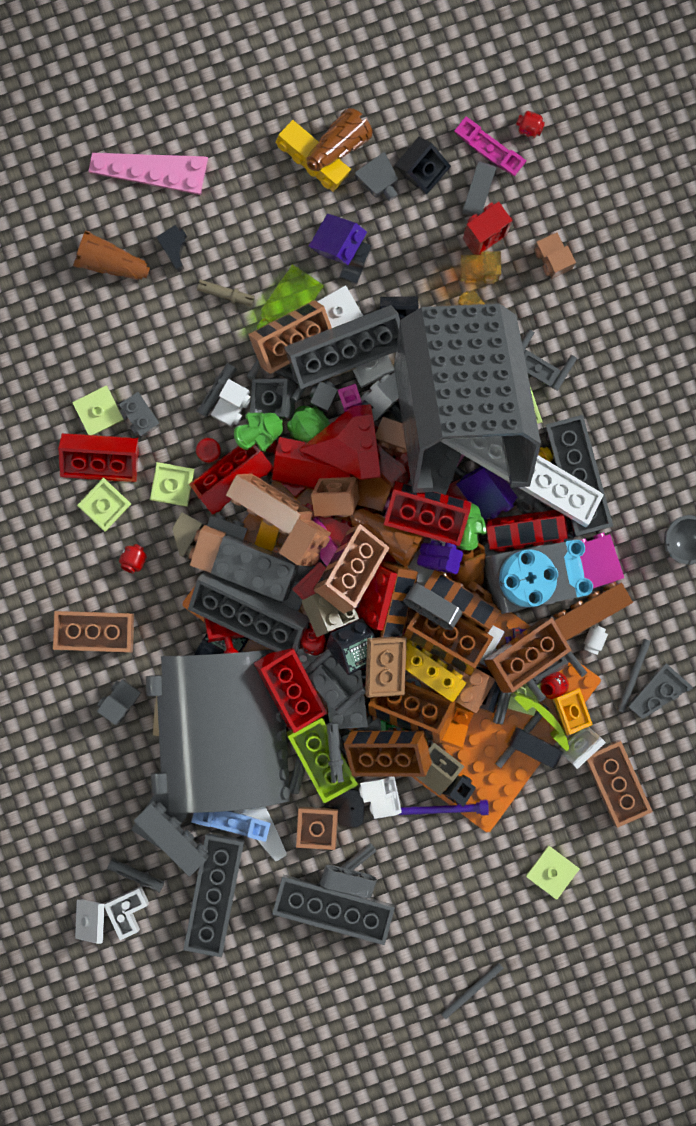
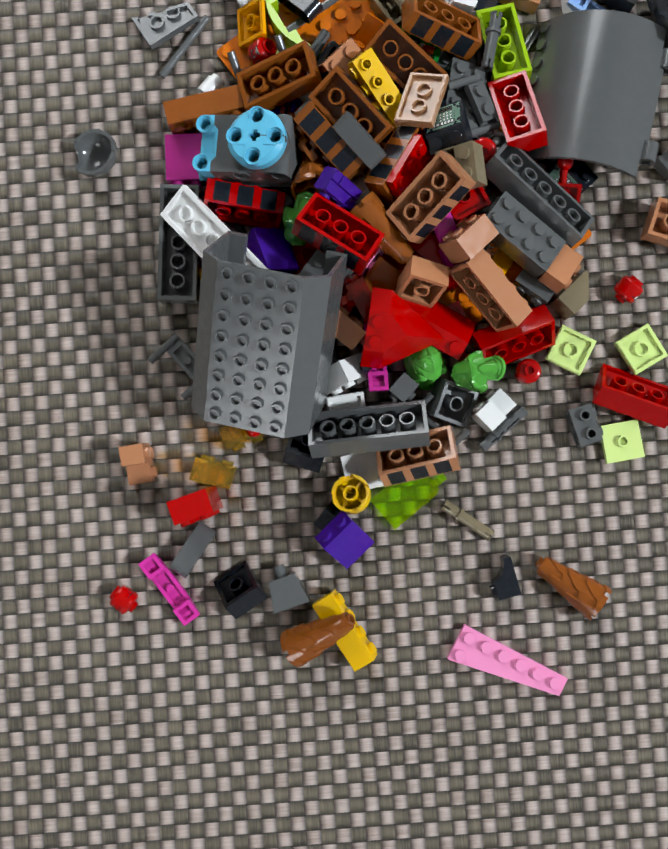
camera: 160 degrees left, 0 degrees up
(344, 282) = (351, 494): none -> yellow cylinder

